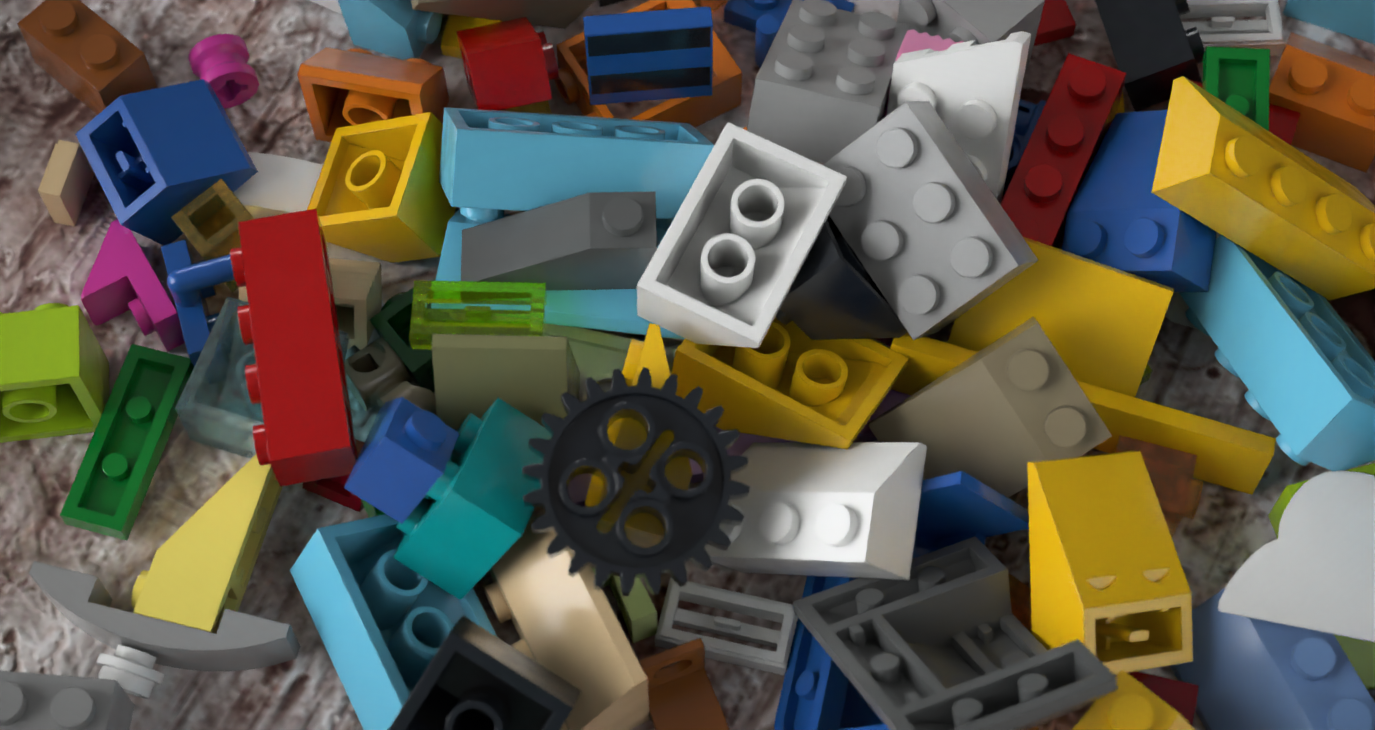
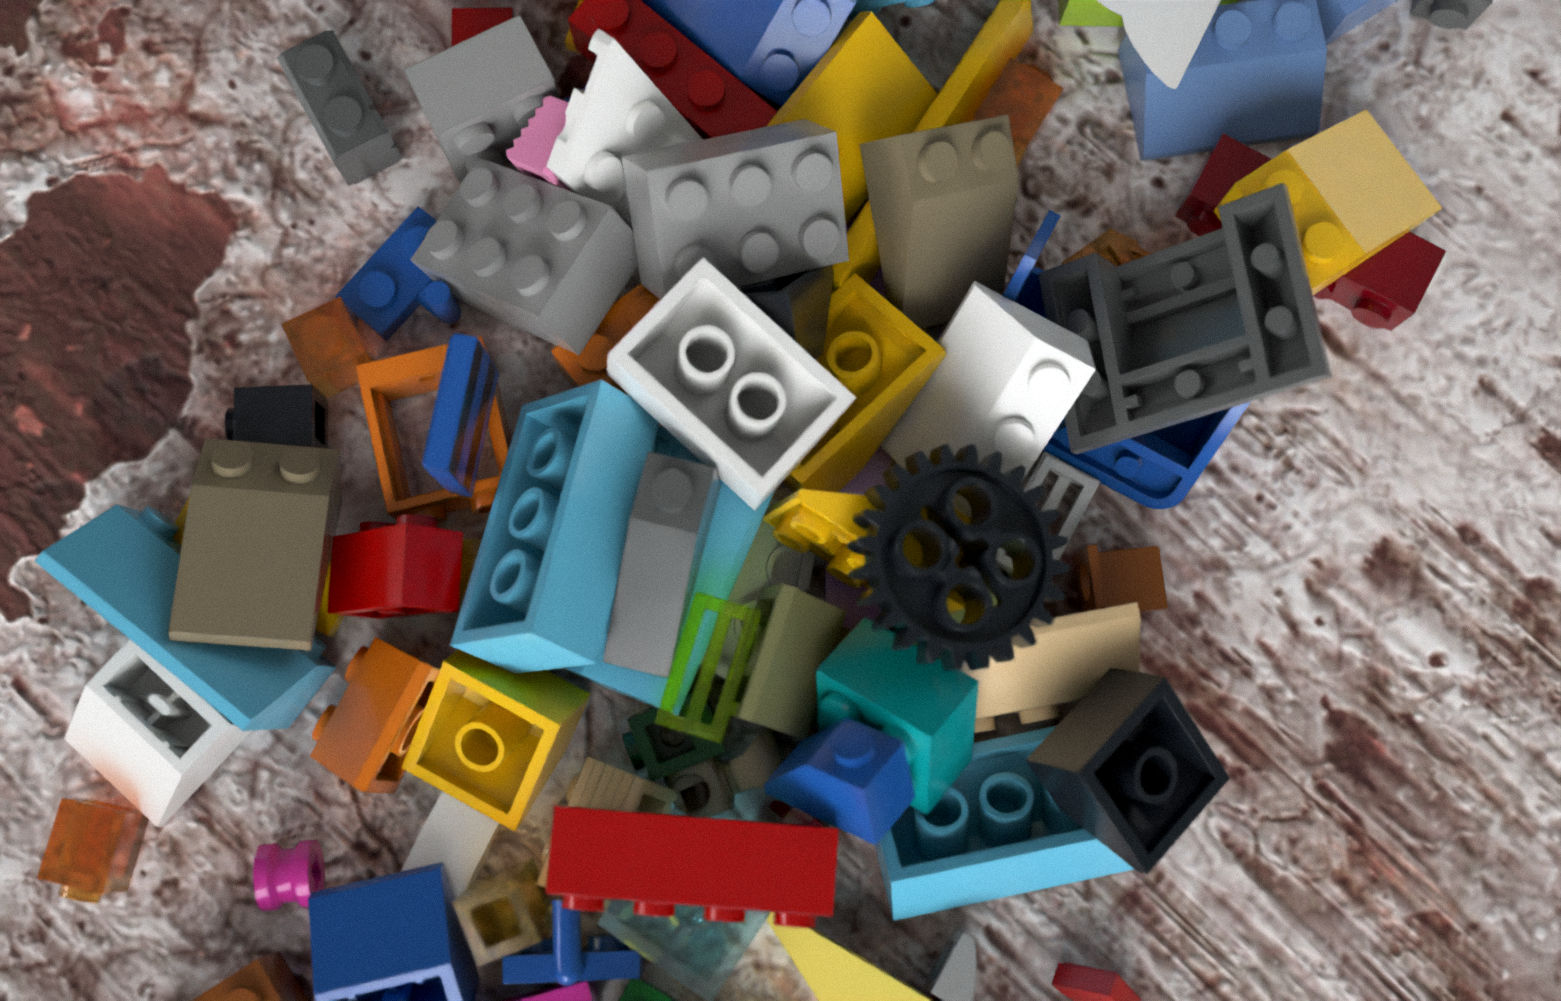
camera: 80 degrees left, 15 degrees up
(1106, 563) = (1115, 171): yellow slope -> none

